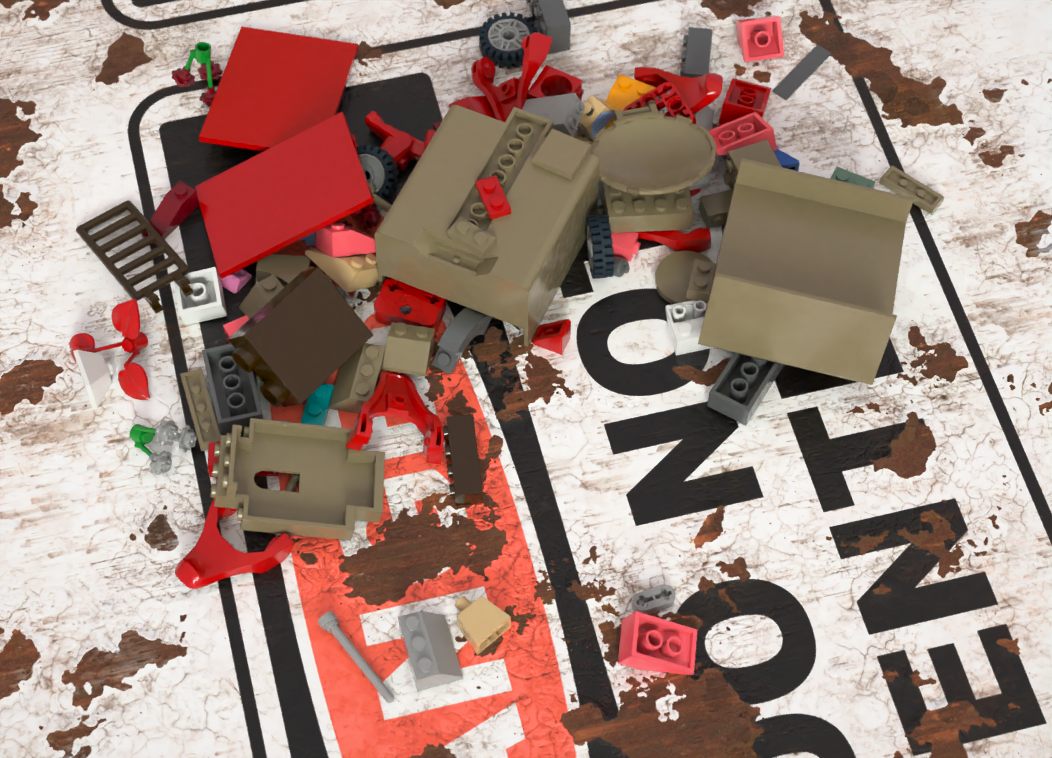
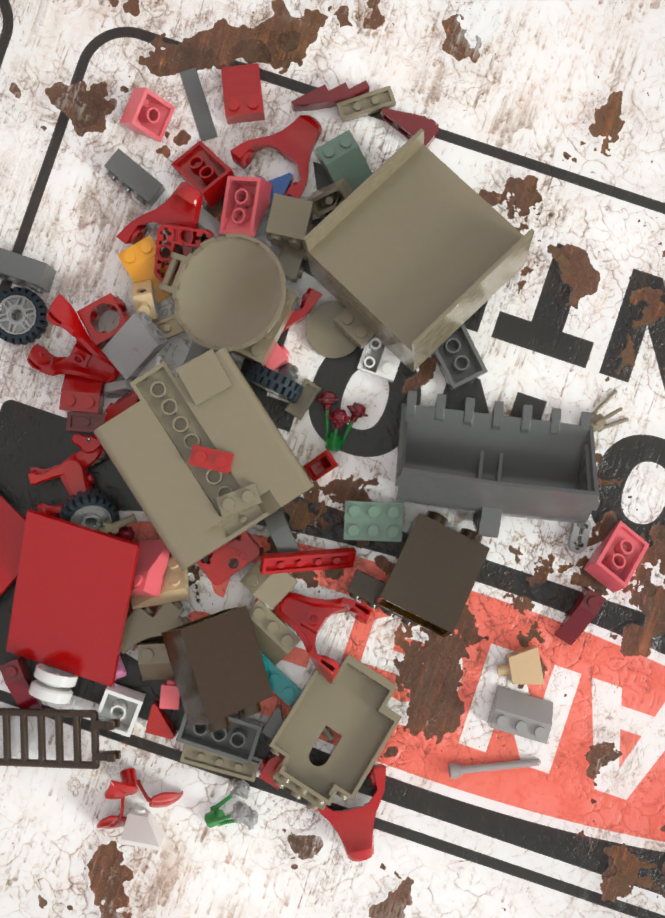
camera: 55 degrees left, 30 degrees up
(190, 230) = (52, 684): none -> white wheel
(208, 335) = (159, 723): none -> red slope
(452, 364) = (307, 560): none -> red plate
(516, 472) = (433, 573): none -> dark brown brick
(530, 405) = (373, 521): none -> sand green brick
(572, 645) = (580, 615): none -> dark red slope
(603, 290) = (305, 400): none -> dark tan tile
(608, 310) = (338, 417): none -> dark red plant
(663, 466) = (496, 463): none -> dark grey piece
(779, 547) = (598, 421): none -> dark tan plant
(825, 152) = (293, 143): none -> red animal
(837, 96) = (242, 93): none -> red slope
(887, 154) = (322, 98): none -> dark red slope
(924, 236) = (410, 124): none -> dark red slope

